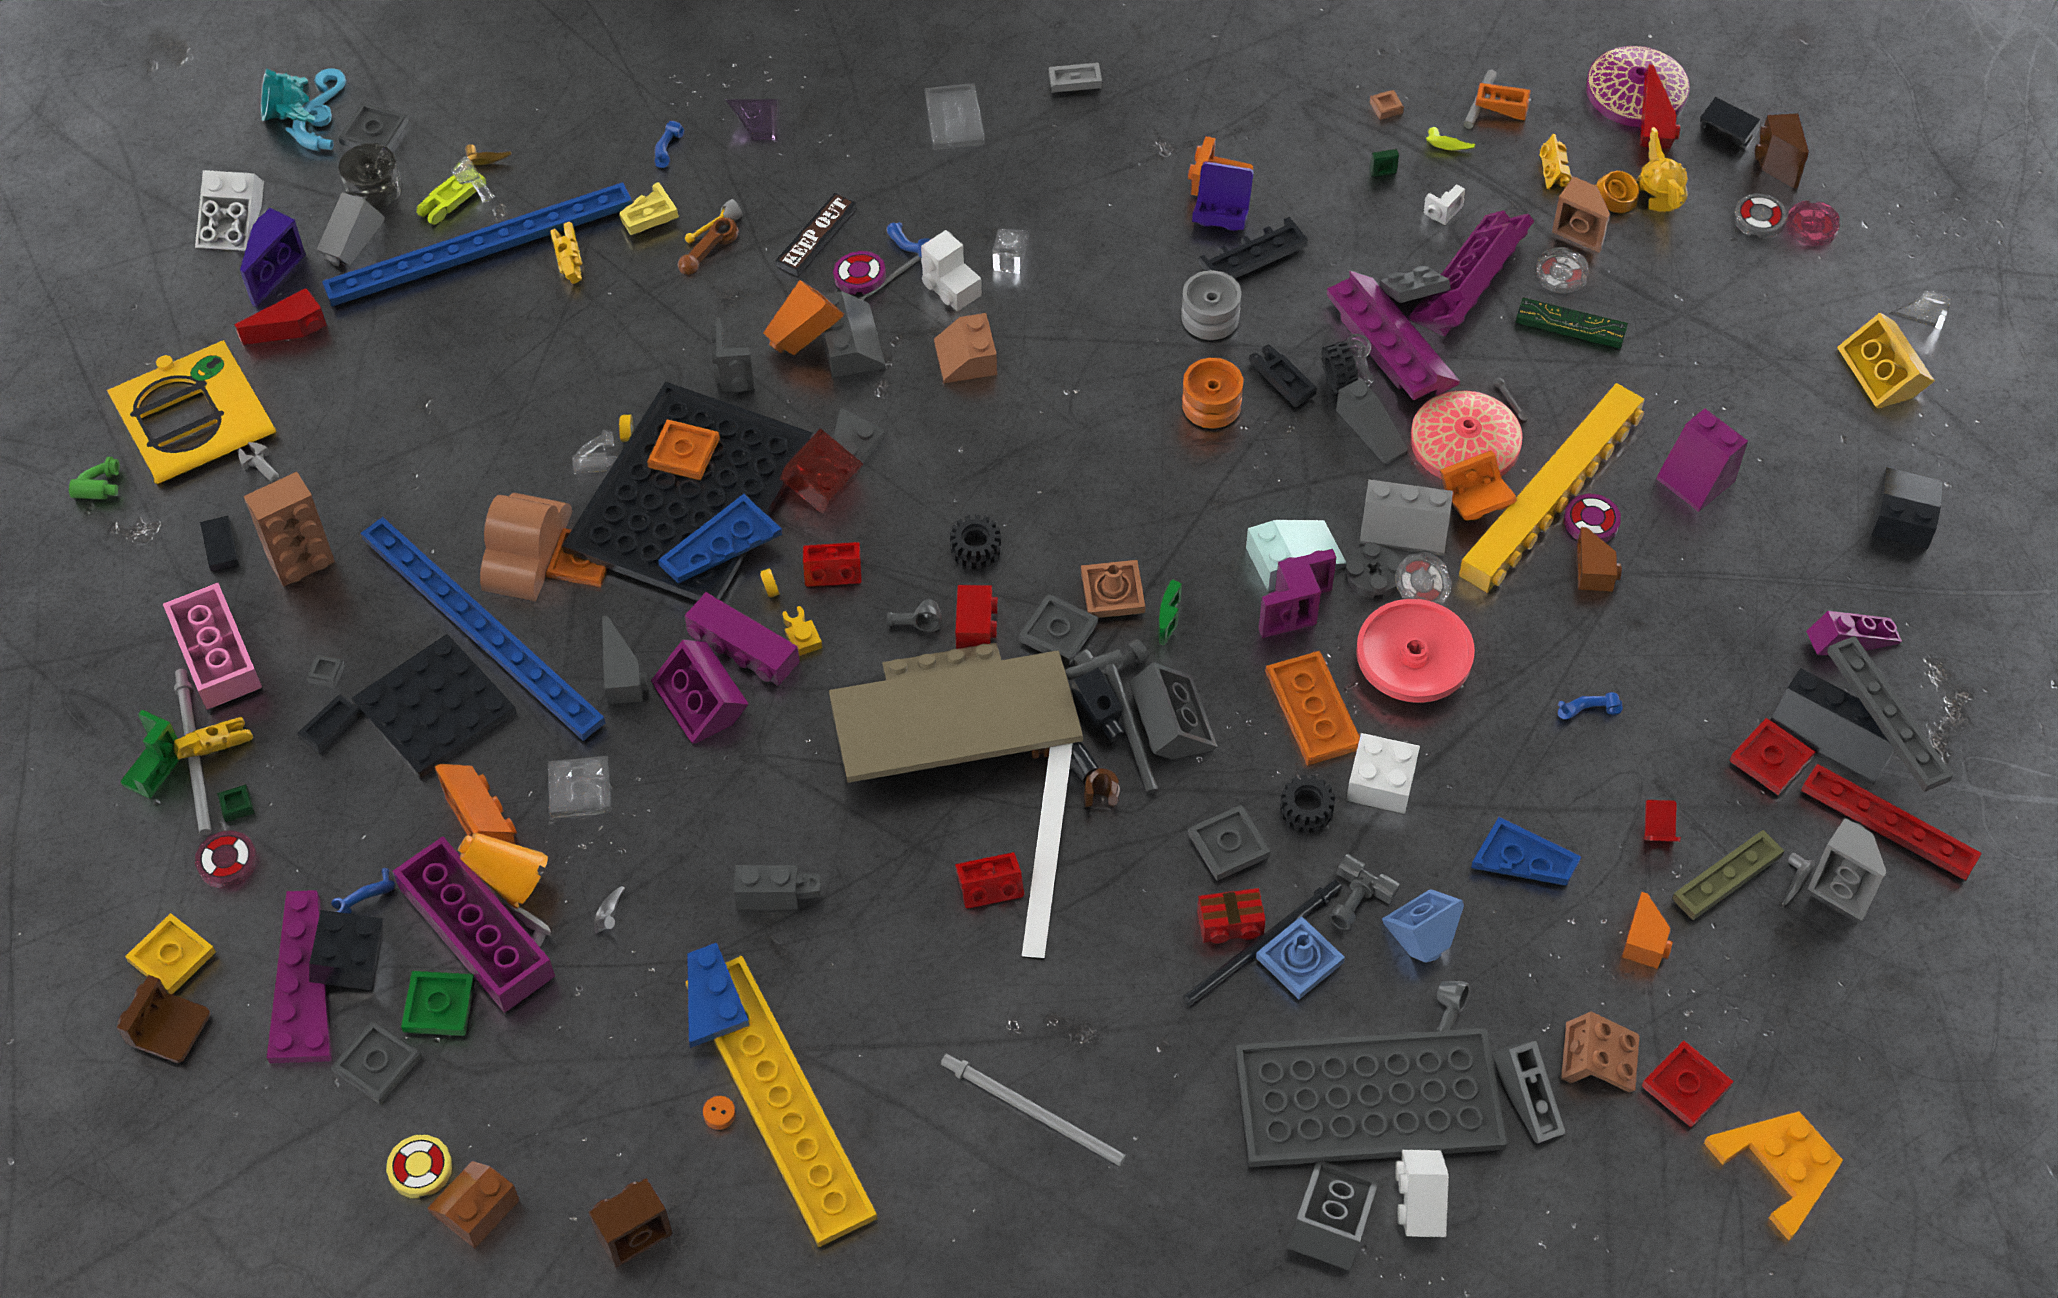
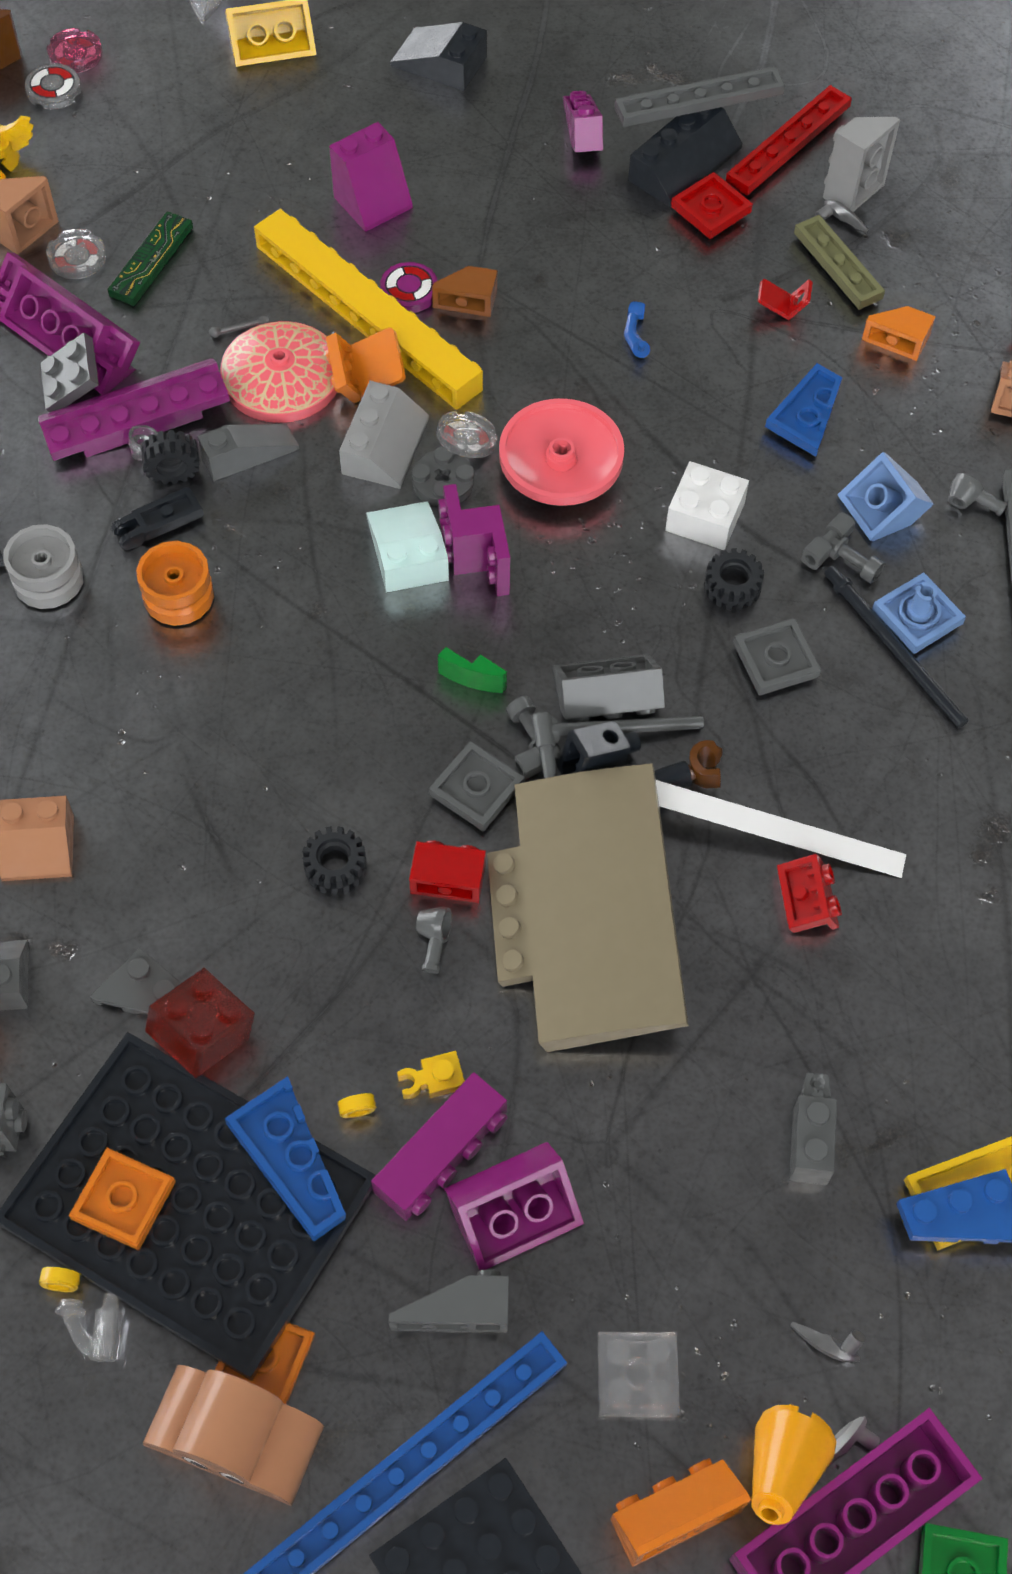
camera: 85 degrees left, 5 degrees up
(832, 564) = (336, 1027): red bracket -> none
(1113, 589) = (428, 724): nougat plate -> none
(1231, 915) = (870, 665): red brick -> none
(1313, 707) = (609, 559): orange tile -> none

